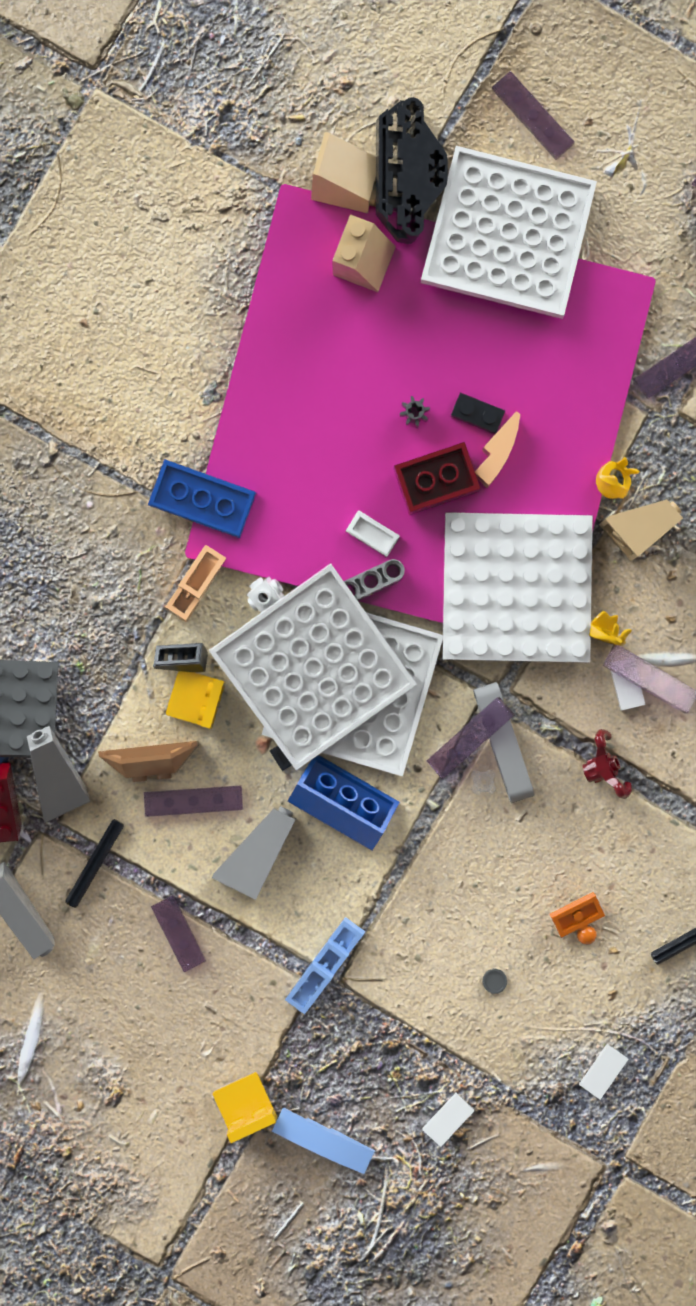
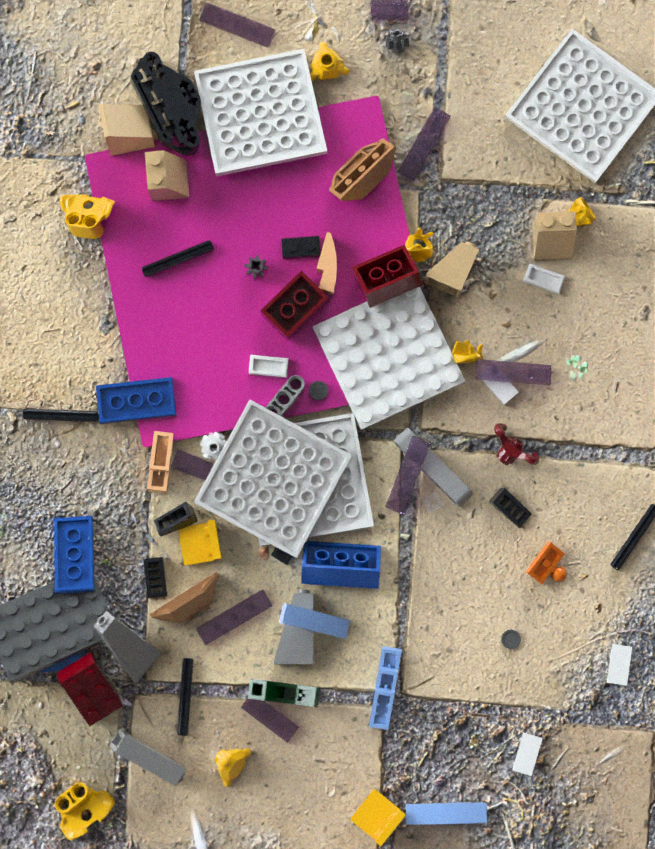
camera: 30 degrees left, 5 degrees down
(46, 641) = (74, 555): none -> blue tile
(108, 473) = (60, 415): none -> black axle
(109, 964) = (231, 763): none -> yellow rock
(134, 715) = (159, 560): none -> black slope
(207, 914) = (283, 692): none -> dark green arch
(230, 604) = (192, 465): none -> clear purple tile
(242, 261) = (82, 221): none -> yellow piece
(280, 853) = (314, 621): none -> light blue slope
(329, 357) = (177, 258): none -> black axle
(416, 589) = (318, 390): none -> dark grey piece
(559, 813) = (506, 512): none -> black slope
(560, 496) = (387, 276): none -> dark red brick
(594, 360) = (363, 171): none -> medium nougat wedge
(614, 212) = (327, 64): none -> yellow rock

